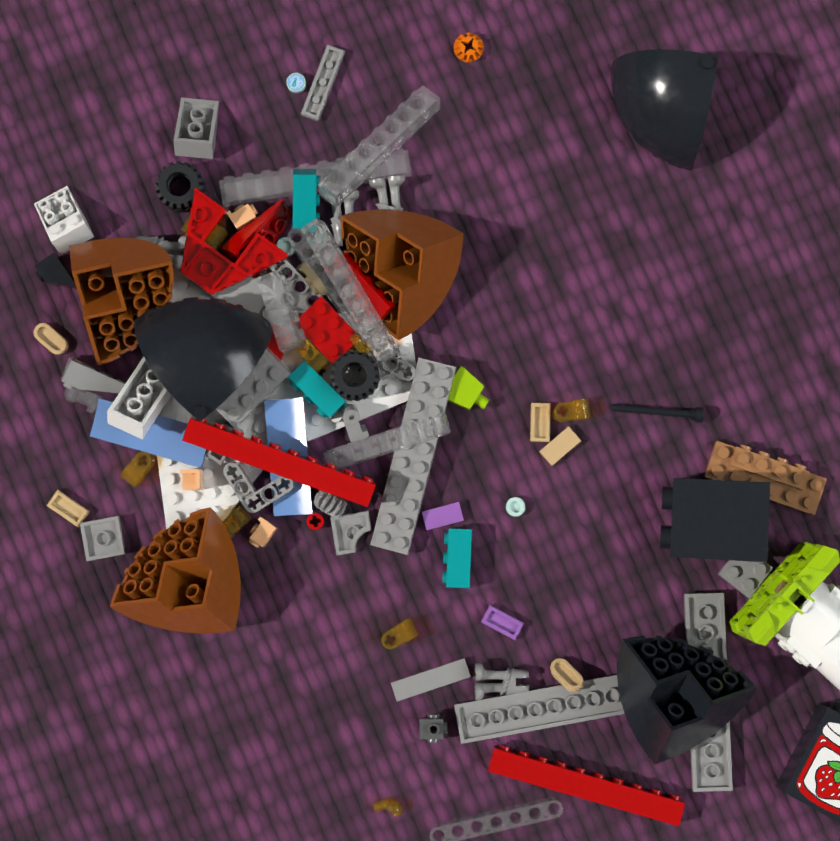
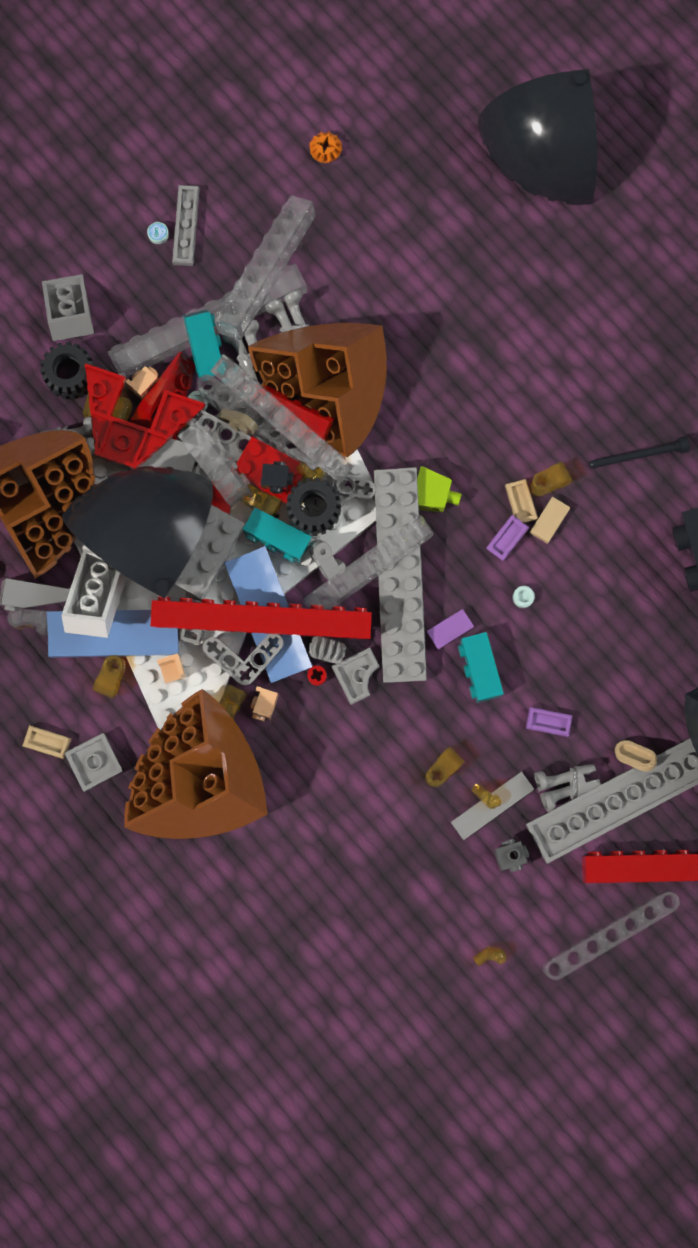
camera: 20 degrees left, 5 degrees down
(330, 341) = (276, 477): none -> black brick
(429, 676) = (486, 797): none -> clear yellow arm
(517, 451) = (507, 537): none -> medium lavender tile

